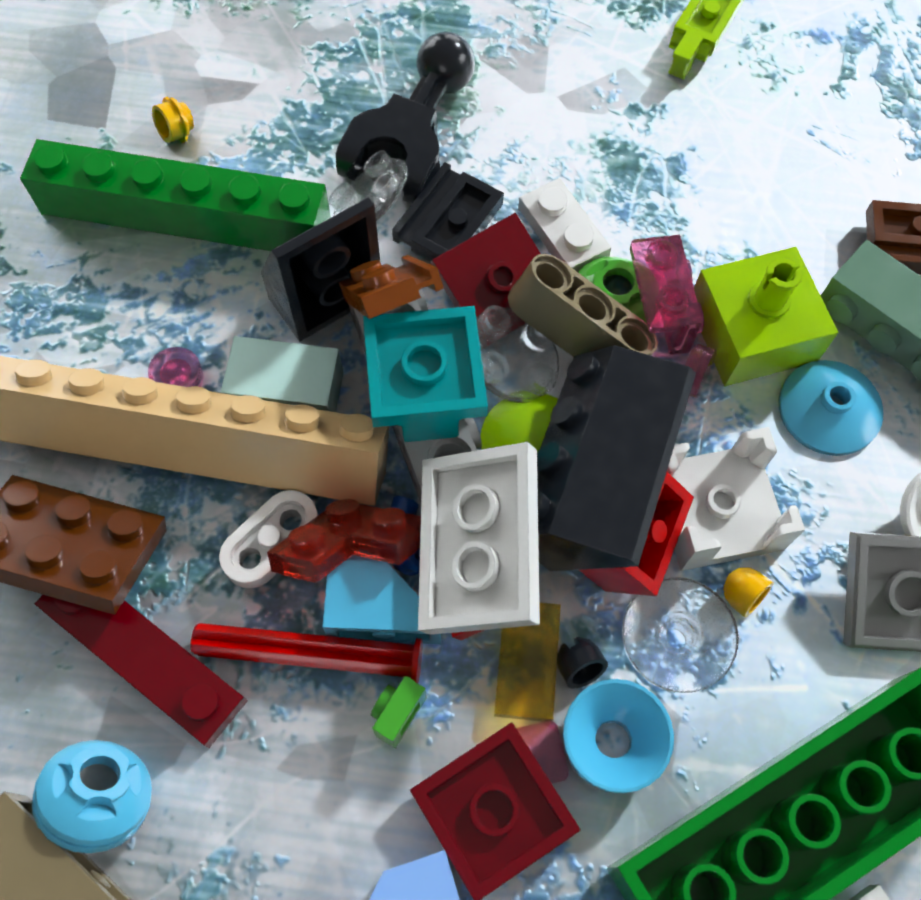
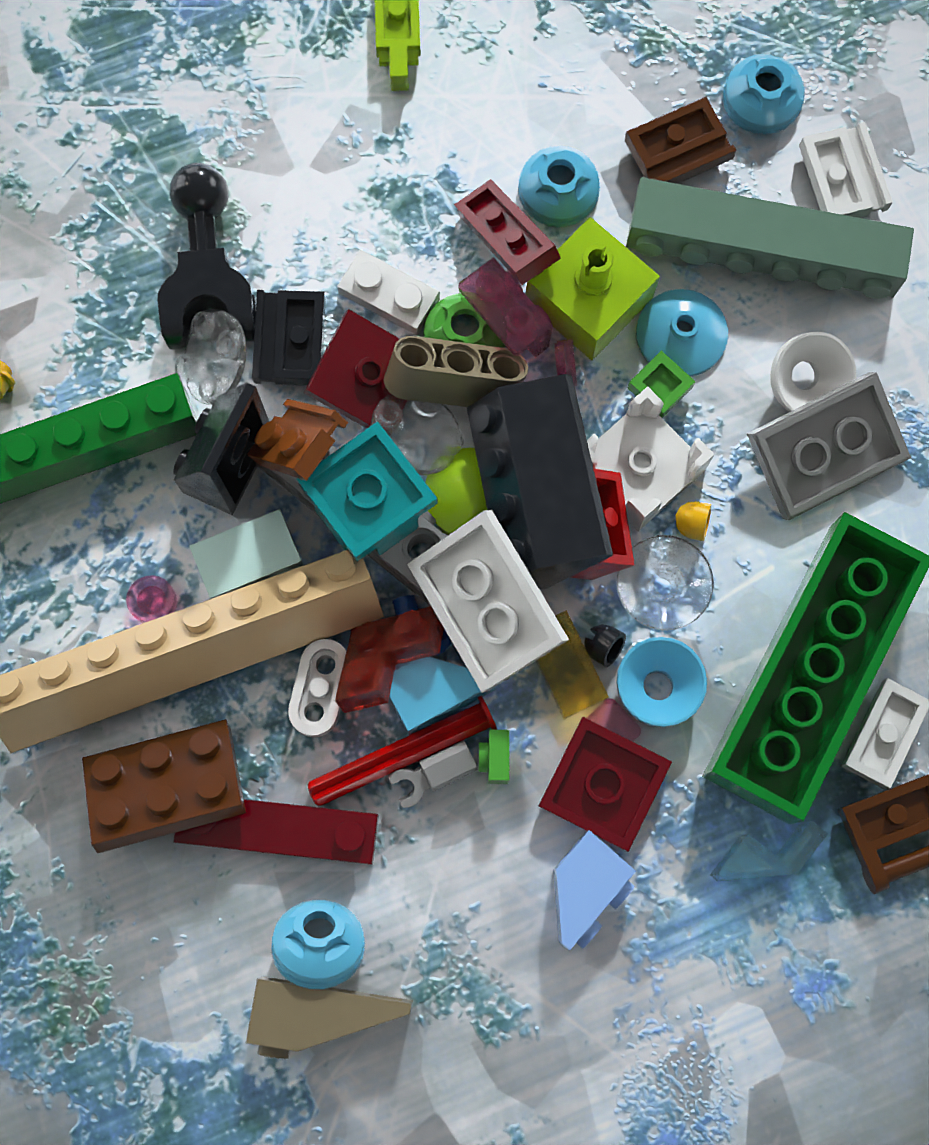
camera: 30 degrees left, 10 degrees up
(329, 689) = (435, 772): none -> light grey bar
(707, 224) = (507, 232): none -> plate
(768, 228) = (555, 203): none -> medium azure piece
(792, 439) = (664, 379): none -> bright green plate

